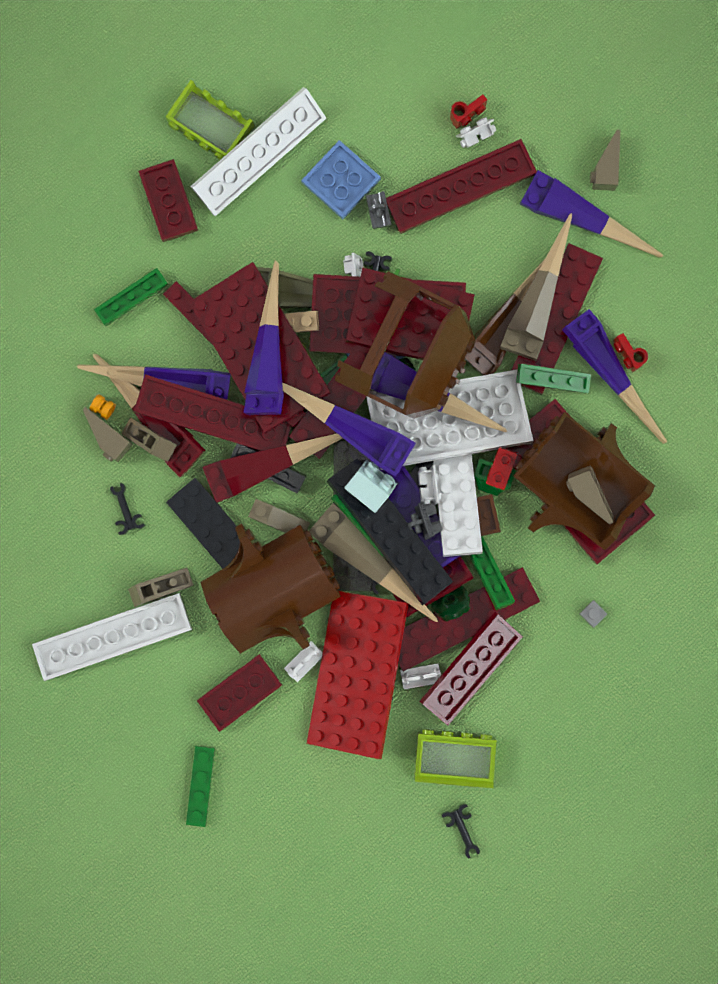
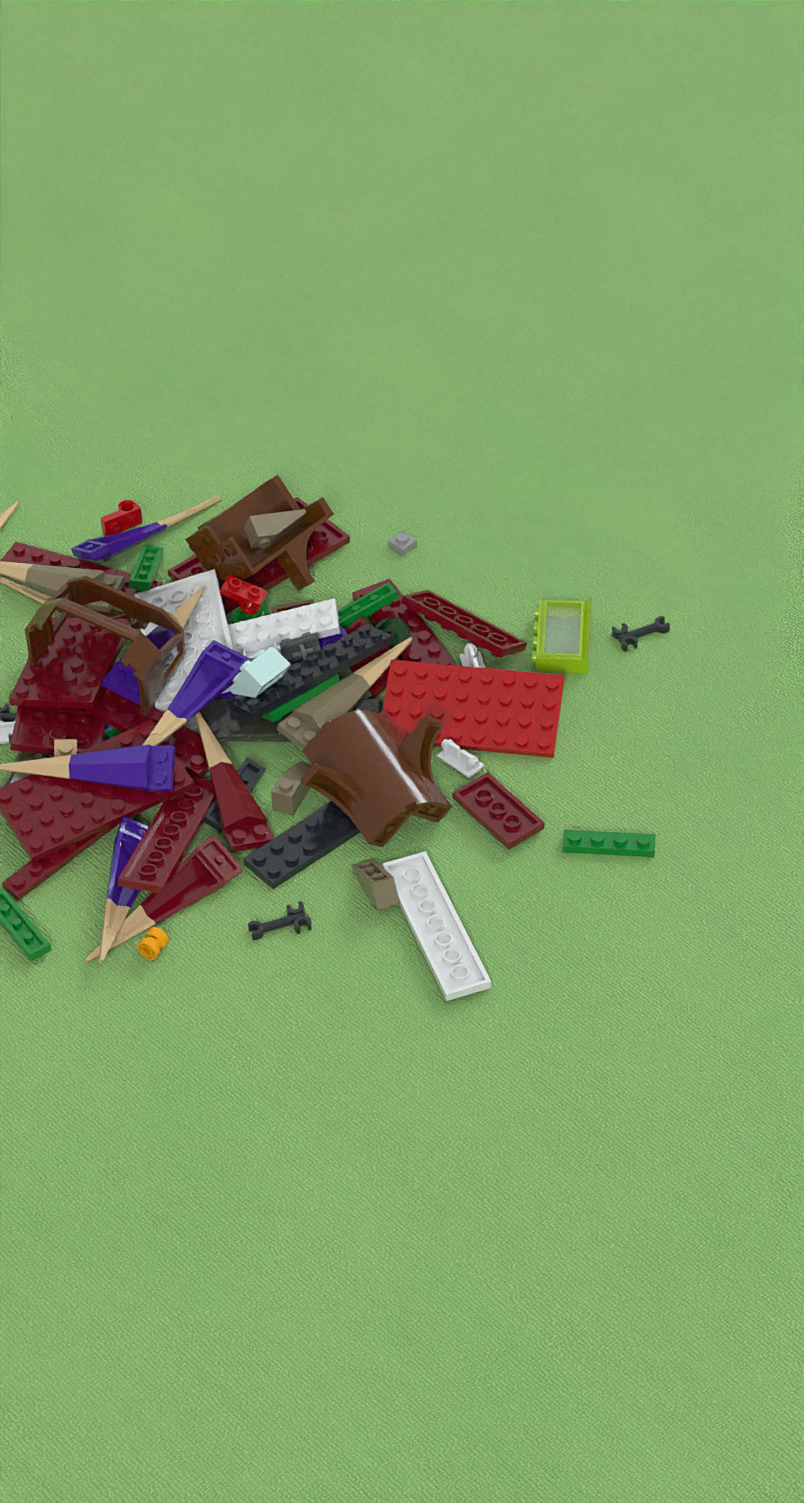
camera: 90 degrees left, 40 degrees down
(108, 439) = (190, 937): dark tan slope -> none
(149, 439) = (195, 893): dark tan slope -> none

